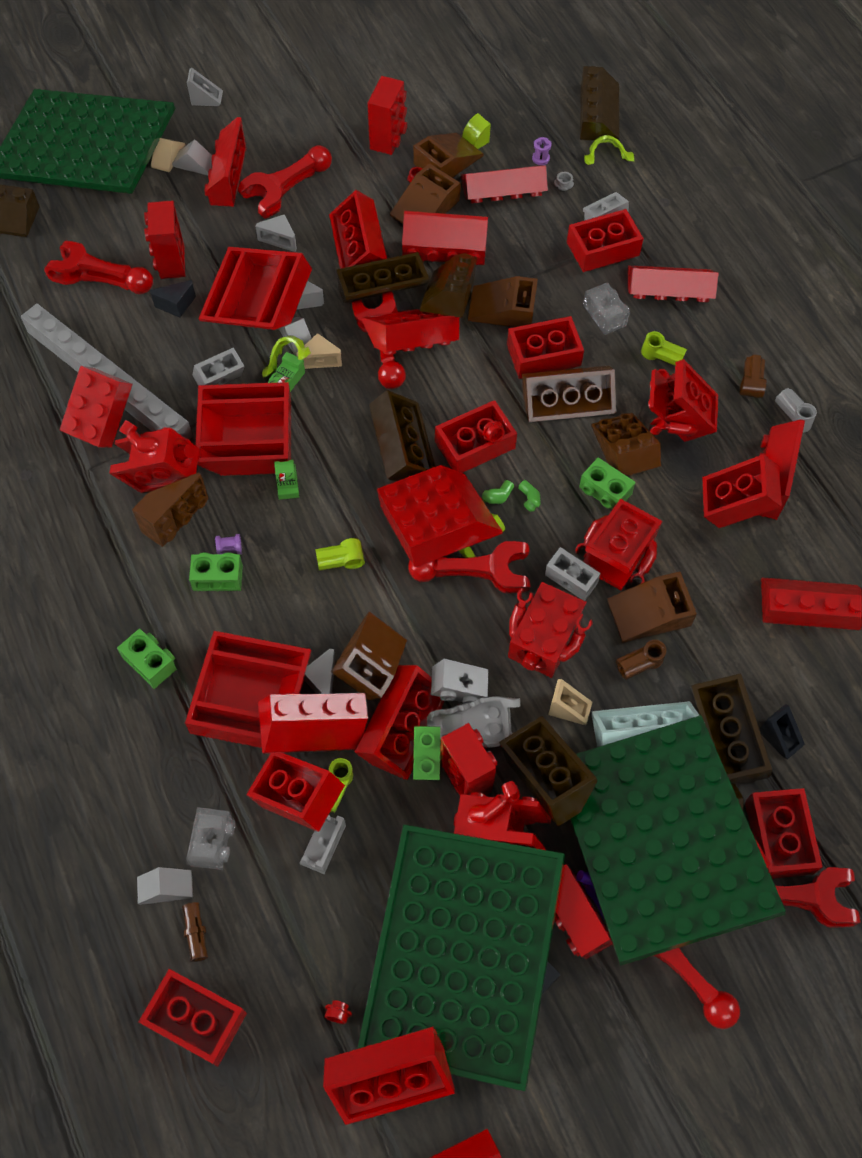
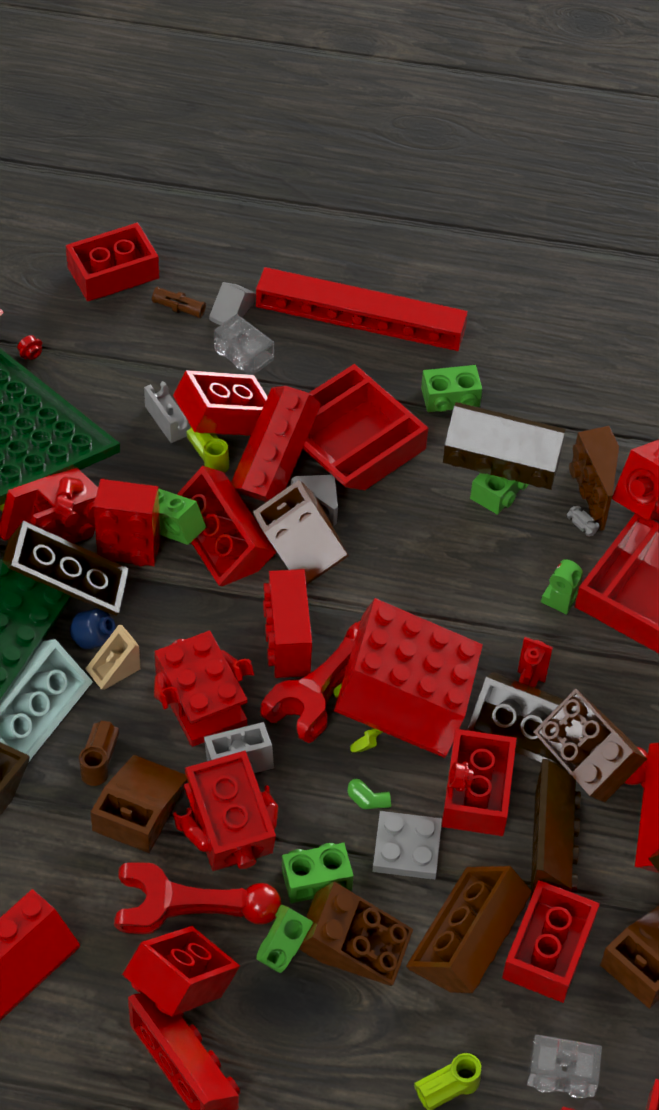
camera: 125 degrees right, 10 degrees down
(104, 782) = (361, 309): none -> red brick
(204, 563) = (503, 445): none -> slope
(211, 507) = (583, 520): none -> light grey piece
(229, 544) = (525, 506): medium lavender bush -> none
(346, 554) = (436, 587): lime piece -> none
(367, 455) = (534, 661): none -> red hinge
(408, 386) = (589, 746): none -> reddish brown slope
(454, 610) = (287, 623): none -> red brick
(459, 681) = (227, 577): light grey brick -> none
(477, 385) = (555, 828): none -> dark brown slope
(486, 714) = (163, 580): light grey animal -> none
(498, 496) = (395, 760): bright green arm -> none
(543, 457) = (407, 845): none -> light grey plate
(565, 728) = (92, 628): none -> dark blue head
(663, 467) = (283, 939): none -> bright green leg
(682, 403) = (346, 1005): red torso -> none
(695, 542) = (169, 899): none -> red piece

